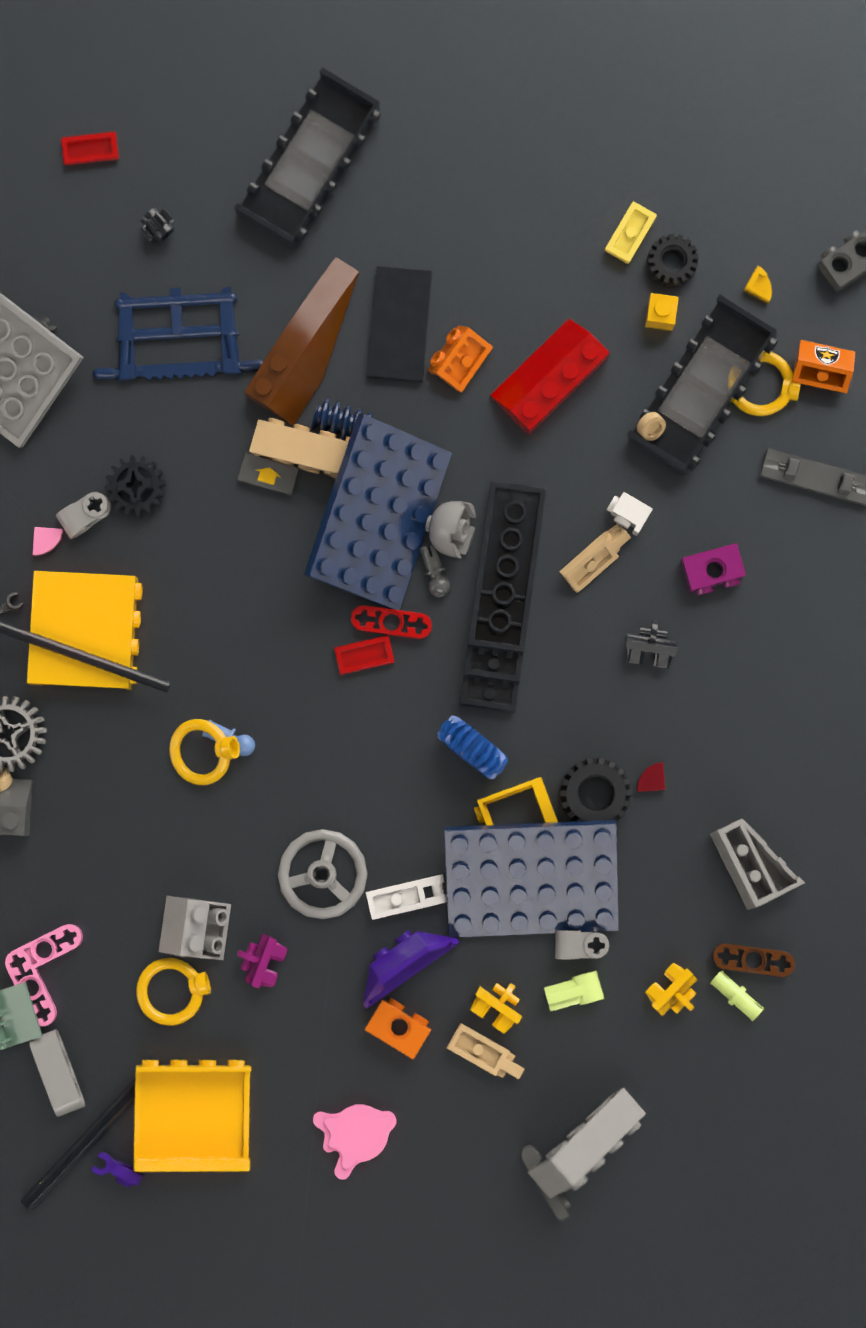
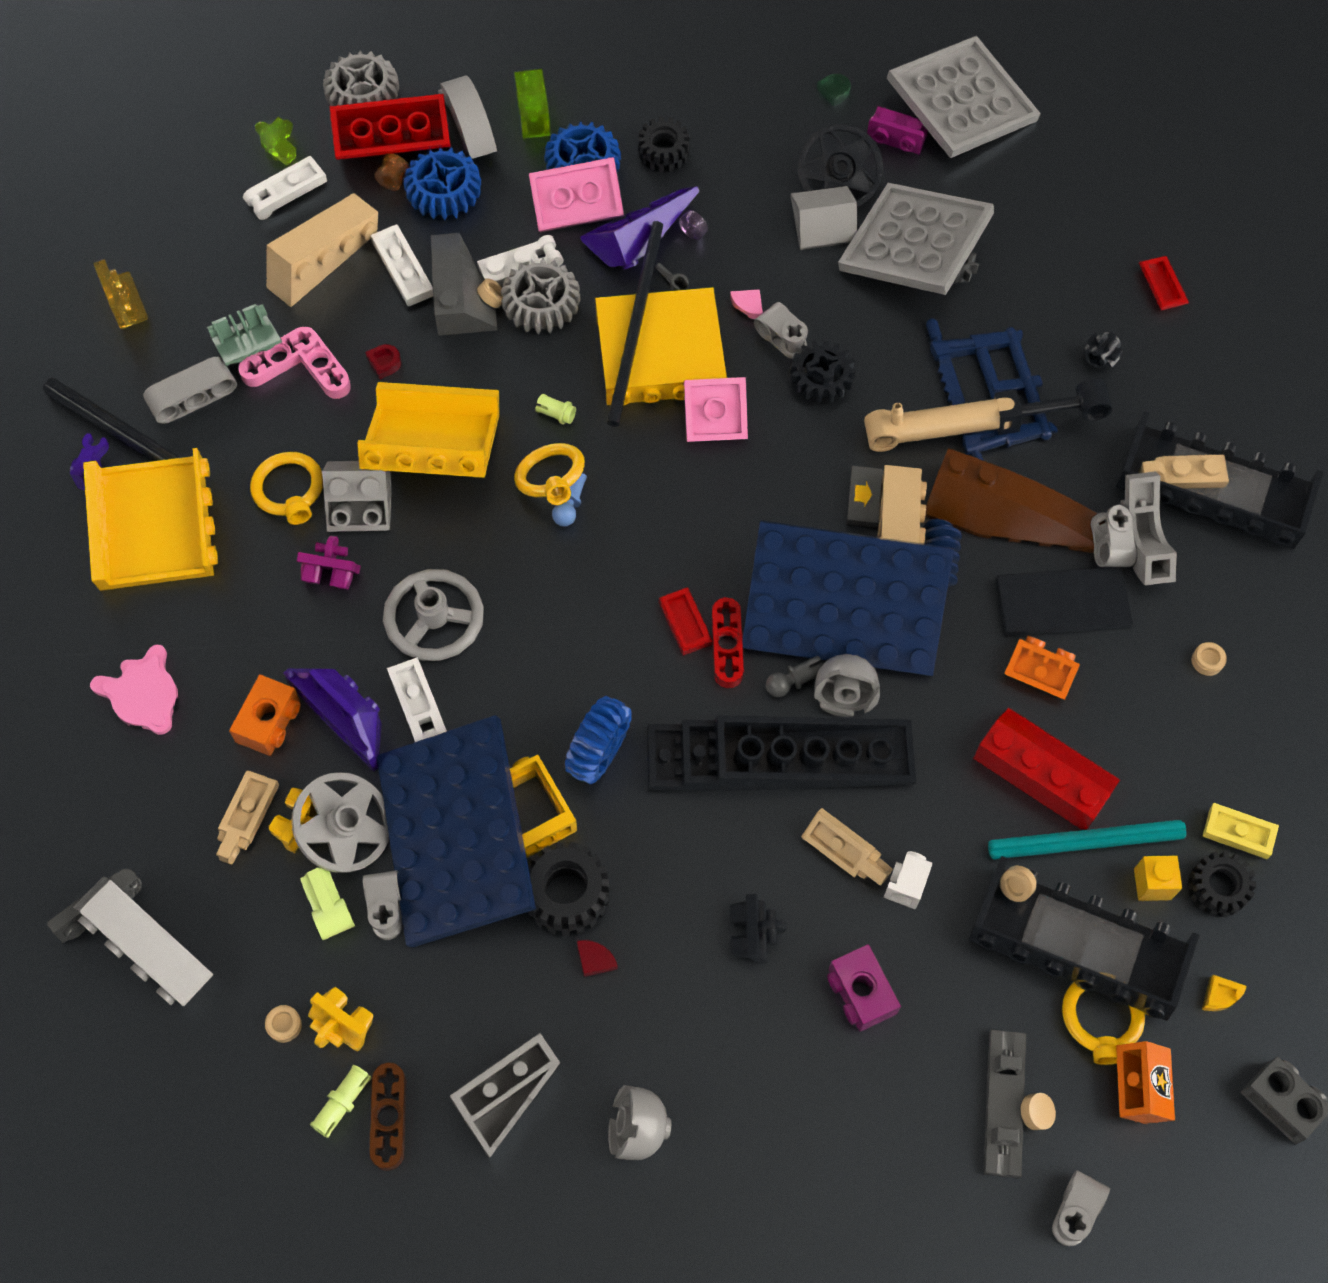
camera: 75 degrees right, 20 degrees down
(50, 889) = (384, 360): none -> dark red tile
(133, 737) = (554, 408): none -> yellowish green pin
(147, 854) = (431, 430): none -> yellow panel
(163, 591) = (715, 409): none -> bright pink plate
(212, 338) = (1002, 413): none -> tan piece
(296, 184) = (1190, 470): none -> tan hinge
(348, 238) = (1155, 557): none -> light grey arch
(355, 267) = (1113, 541): none -> light grey piece
(473, 214) = (1209, 659): none -> tan tile
(508, 972) = (340, 822): none -> light grey wheel
(617, 357) = (1087, 839): none -> teal axle
(666, 1036) = (283, 1023): none -> tan tile
(793, 765) = (639, 1124): none -> light grey cylinder
(829, 453) = (1038, 1111): none -> tan tile

